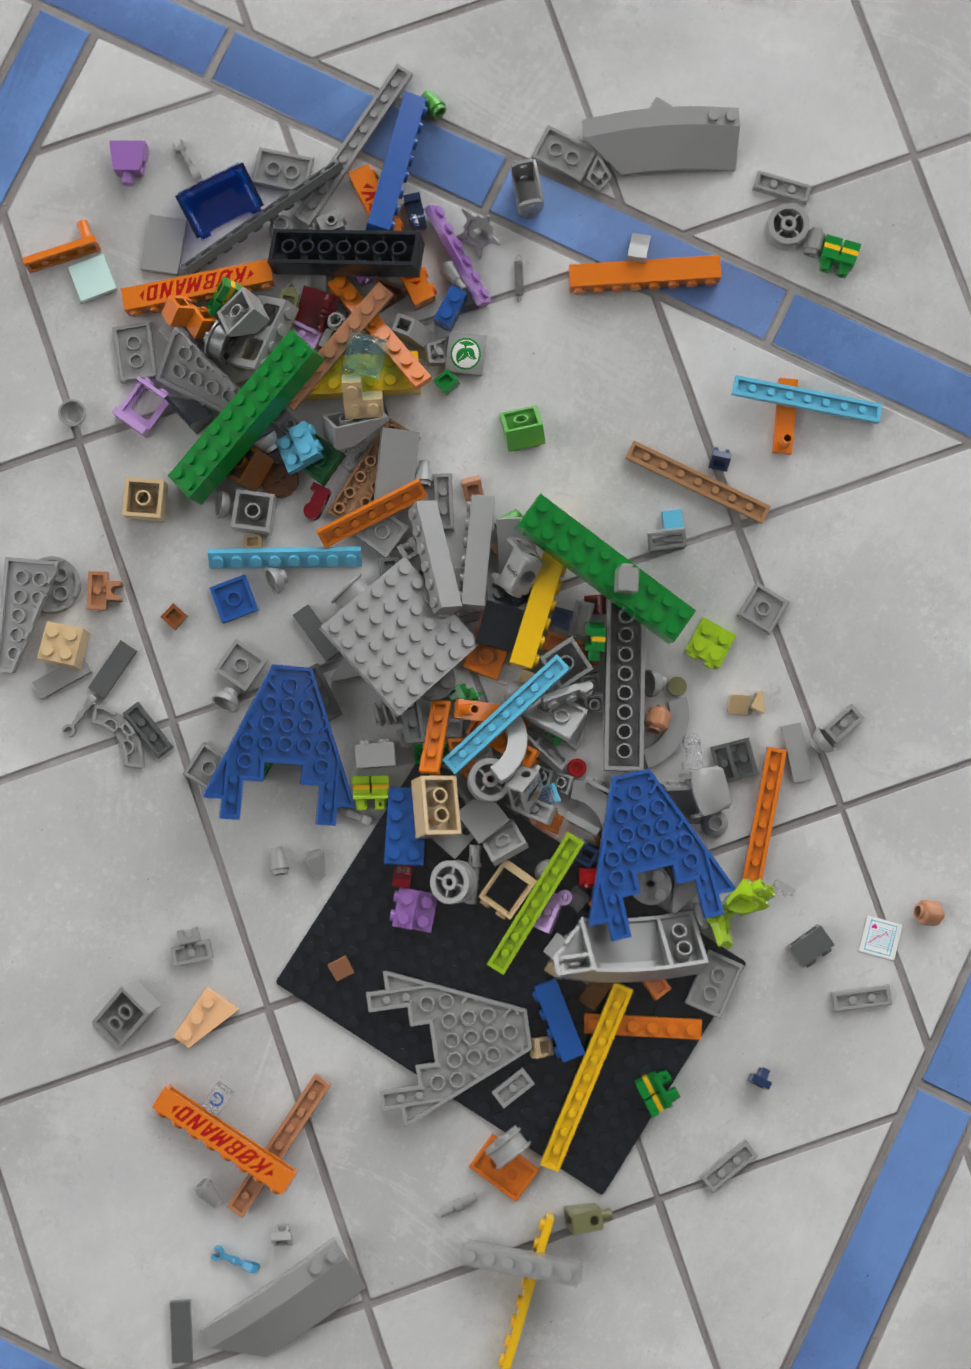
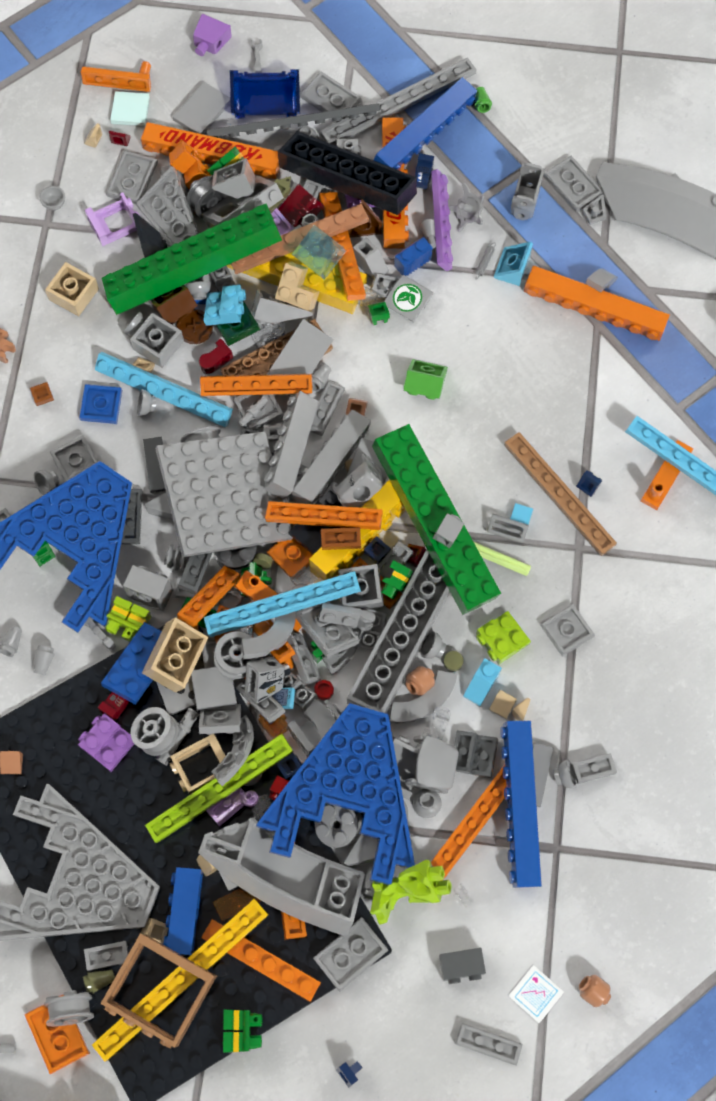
camera: 25 degrees right, 15 degrees down
(73, 326) = (94, 136): none -> tan slope
(100, 315) = (119, 138): none -> dark red slope
(381, 540) = (253, 411): none -> light grey bar
(463, 677) = (263, 560): none -> olive tile
(503, 614) = (324, 515): none -> orange plate
(517, 1110) = (97, 980): none -> olive cone
(529, 630) = (341, 538): none -> dark orange plate
(537, 869) = (235, 759): none -> light grey tile
(547, 268) = (513, 263): none -> medium azure slope
(578, 1129) = (132, 1018): none -> medium nougat window
(672, 571) = (503, 560): none -> yellowish green axle
(712, 694) = (482, 682): none -> medium azure slope
(797, 786) = (522, 806): none -> blue brick

